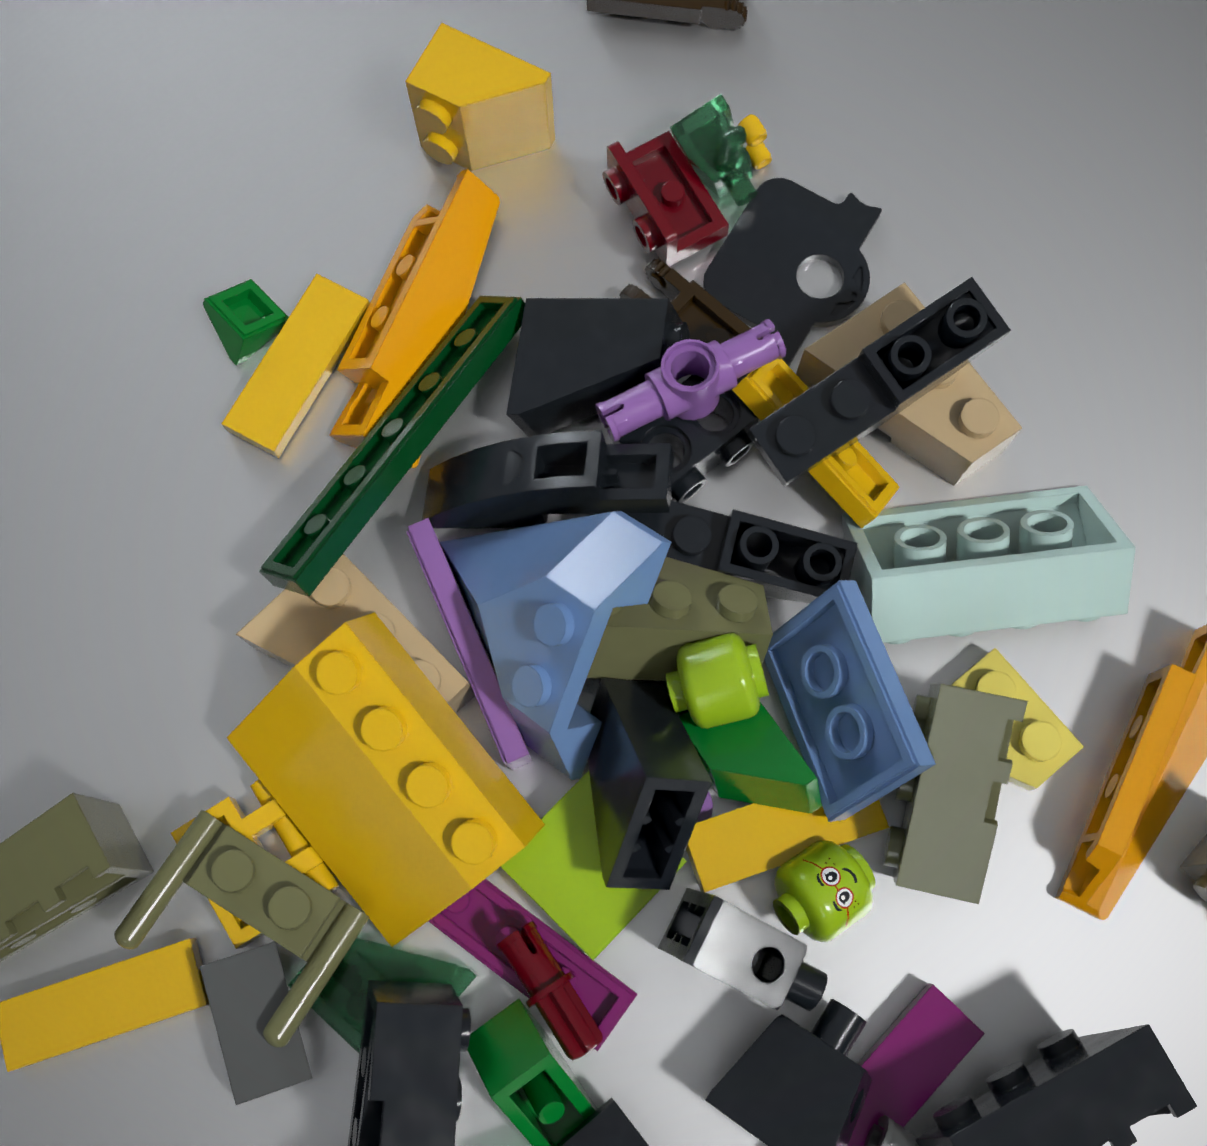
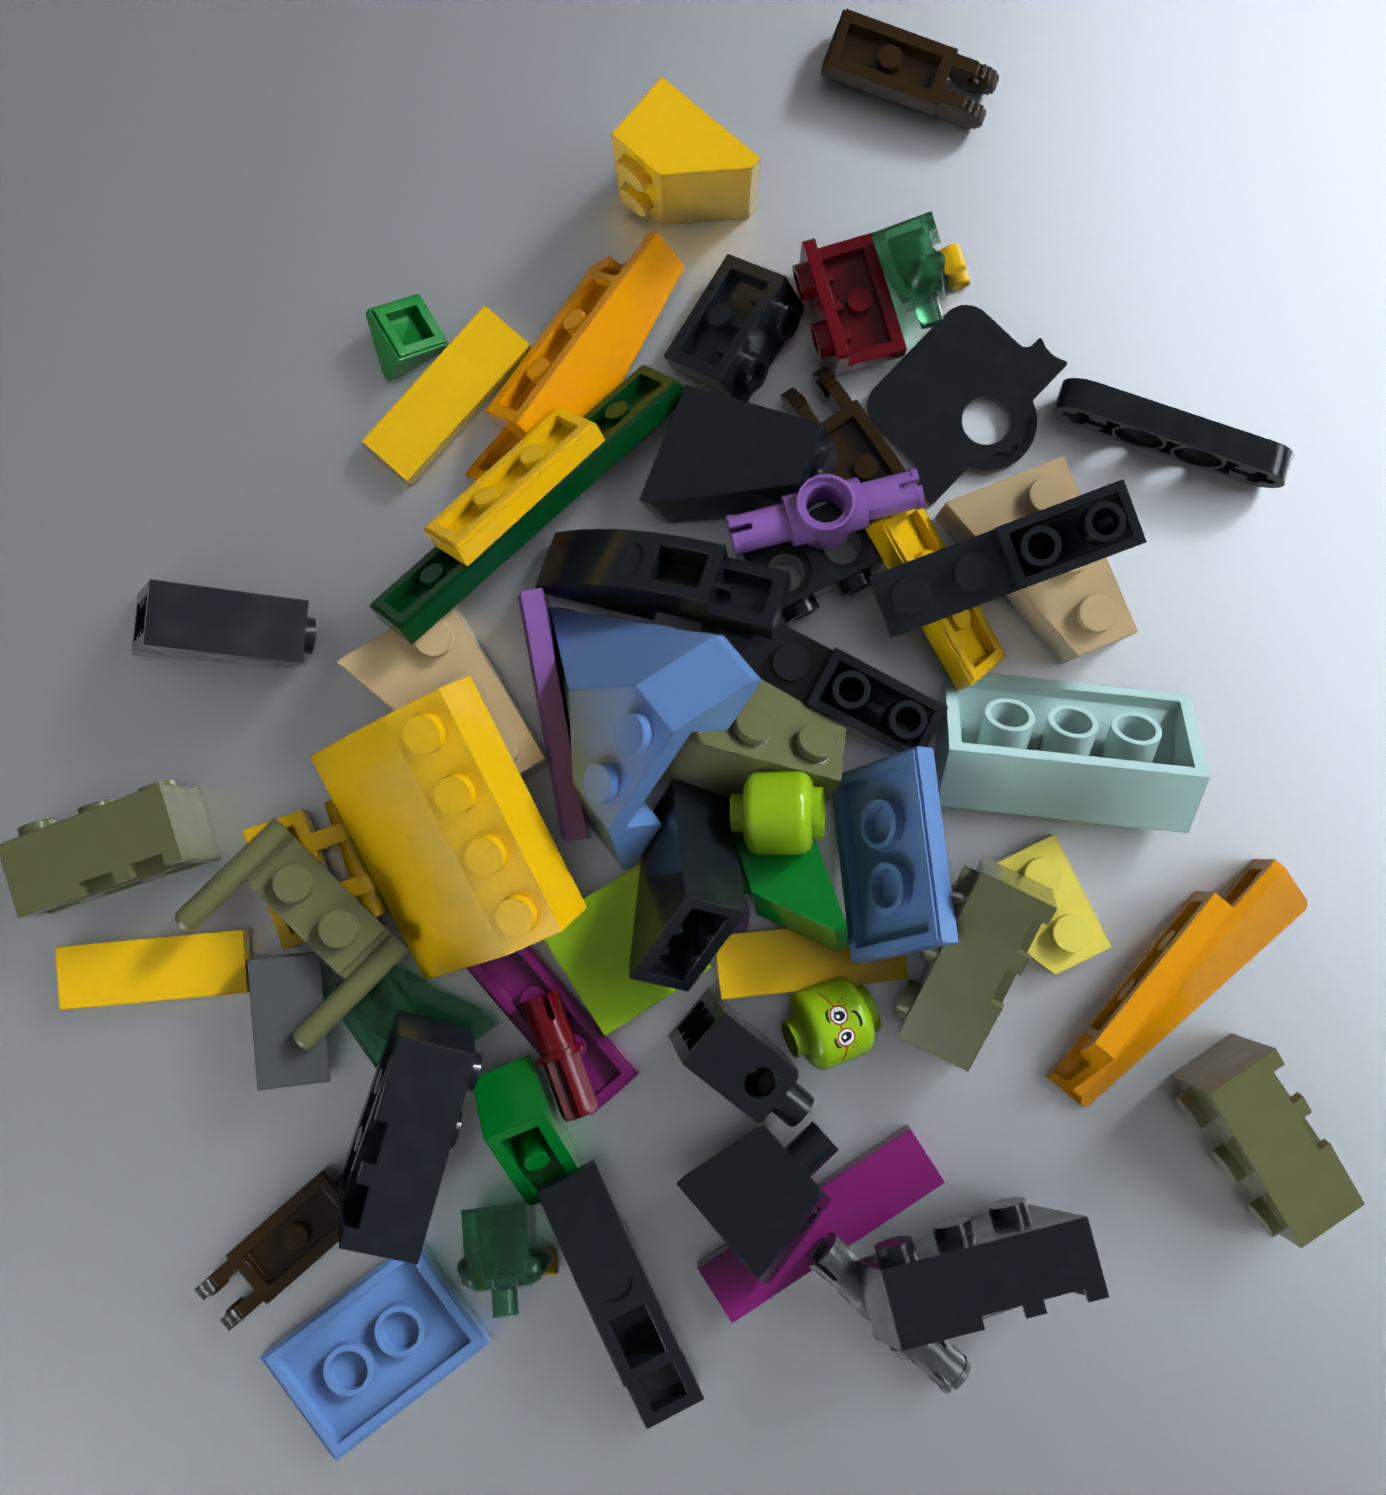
camera: 15 degrees right, 10 degrees up
(111, 629) = (221, 625): none -> black slope
(379, 425) = (513, 485): none -> yellow tile
(563, 241) = (737, 328): none -> black bracket
(1000, 247) = (1173, 433): none -> black beam

